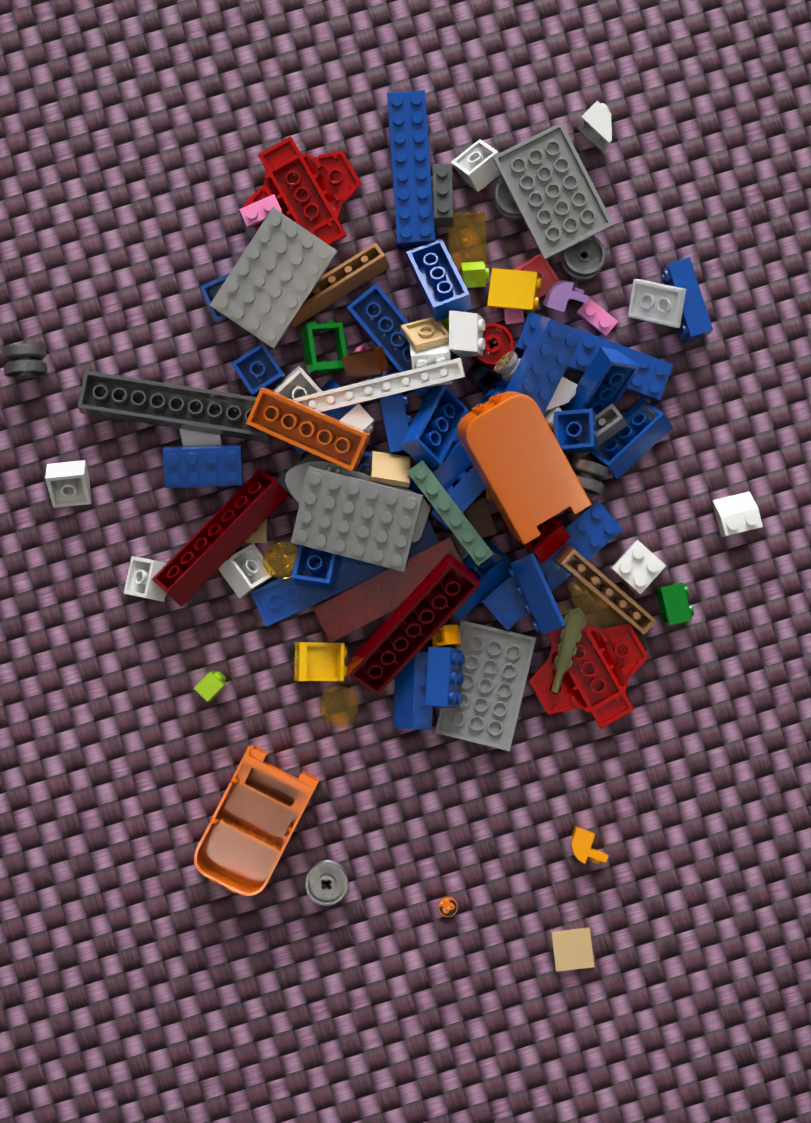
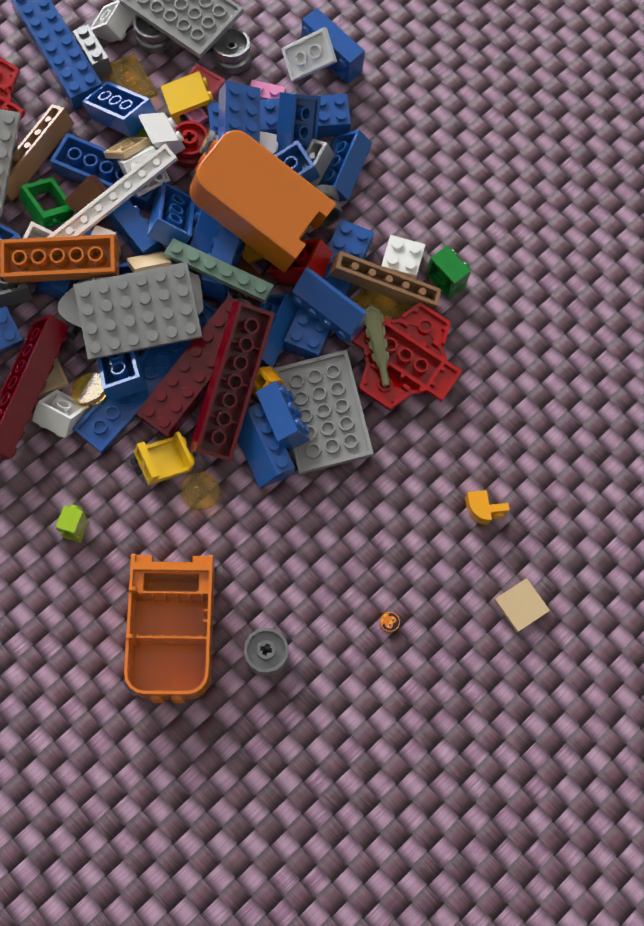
camera: 30 degrees left, 15 degrees down
(474, 274) = (153, 94): lime brick -> none
(481, 377) = (187, 169): black brick -> none
(559, 294) = (229, 75): lavender brick -> none
(737, 514) = (462, 187): white slope -> none

